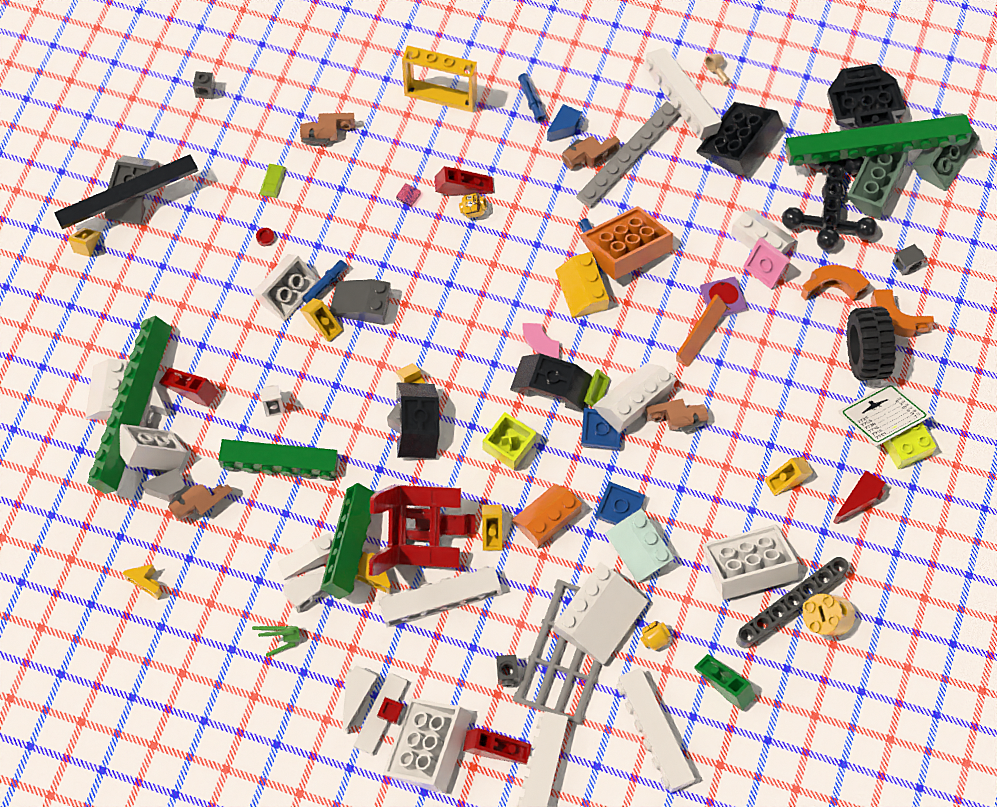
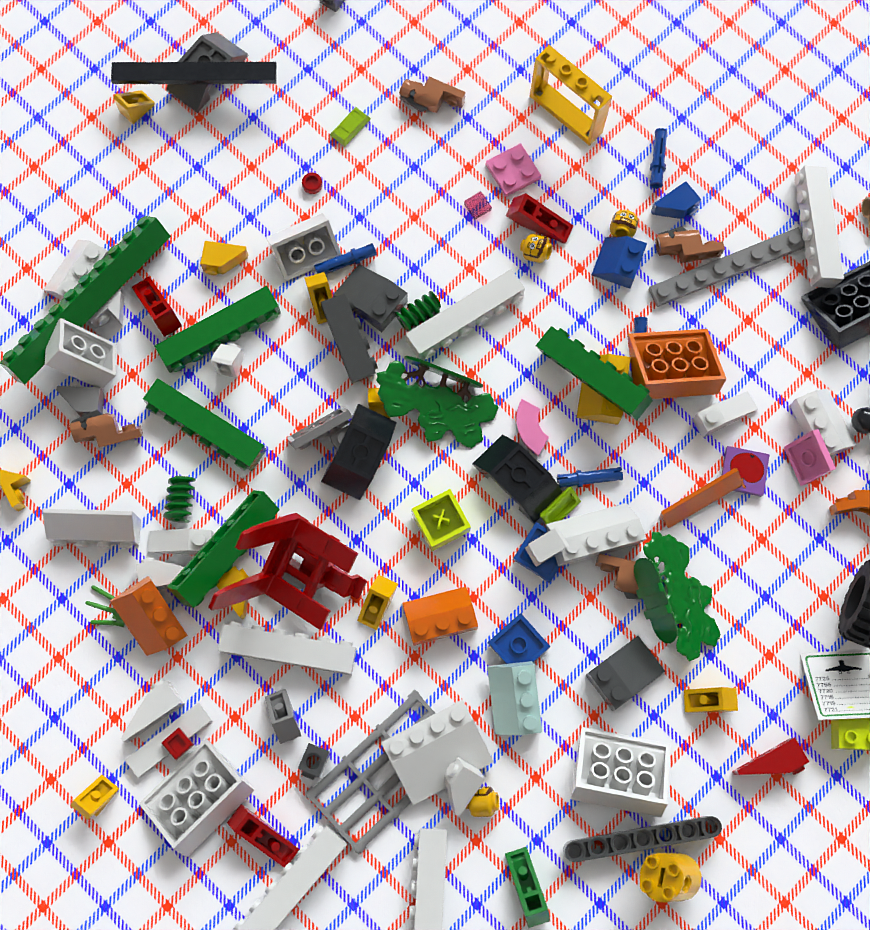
camera: 25 degrees right, 10 degrees up
(223, 324) = (221, 257): none -> yellow slope
(230, 578) = (92, 527): none -> white slope
(249, 381) = (218, 329): none -> green brick
(287, 524) = (178, 499): none -> green piece
(315, 622) = (148, 617): none -> orange slope
(345, 785) = (95, 797): none -> yellow slope
(361, 338) = (348, 338): none -> dark grey brick
(375, 416) = (319, 428): none -> light grey plate
(406, 294) = (418, 311): none -> green piece
(422, 156) = (513, 170): none -> bright pink plate
(443, 280) = (465, 314): none -> white brick
(460, 356) = (438, 406): none -> green plant
(464, 649) = (282, 716): none -> light grey slope
(532, 158) = (624, 223): none -> yellow head
(543, 185) = (619, 260): none -> blue slope
(570, 274) = (594, 373): none -> green brick
(601, 360) = (589, 477): none -> blue pin
(603, 418) = (546, 546): none -> white slope
(633, 628) = (462, 784): none -> white slope
(684, 263) = (724, 413): none -> white slope
(712, 489) = (625, 673): none -> dark grey slope
(720, 413) = (684, 598): none -> green plant

